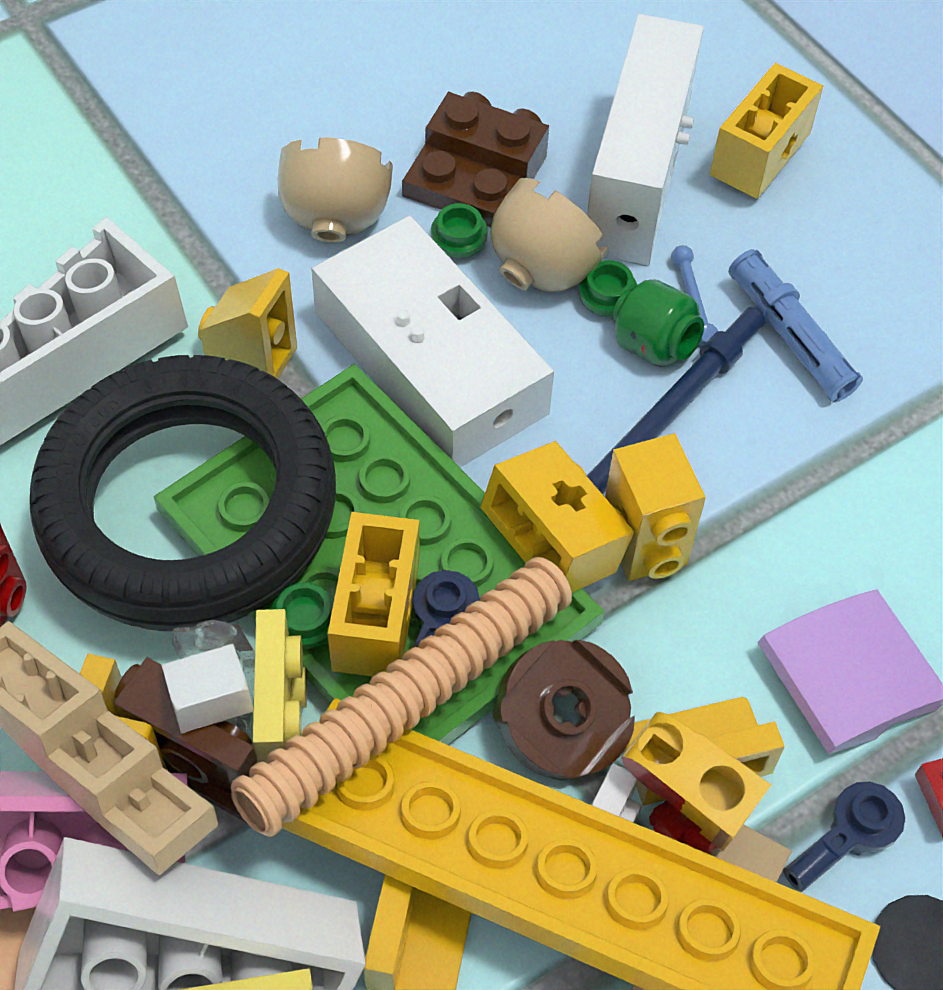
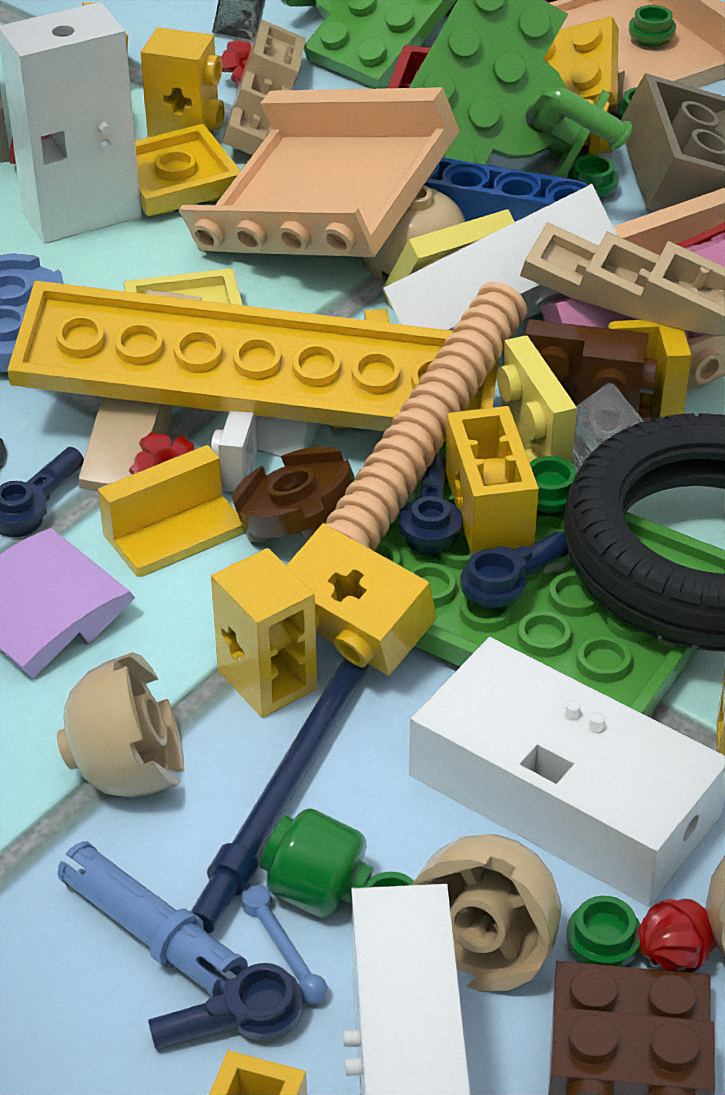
camera: 165 degrees right, 15 degrees down
(207, 688) = (578, 335): white slope -> none
(410, 501) = (499, 574): none -> dark blue plate
(416, 198) = (676, 935): none -> red plate
(695, 777) = (167, 422): yellow leg -> none
(724, 241) = (257, 1003): none -> dark blue plate
(798, 462) = (120, 732): none -> tan cylinder

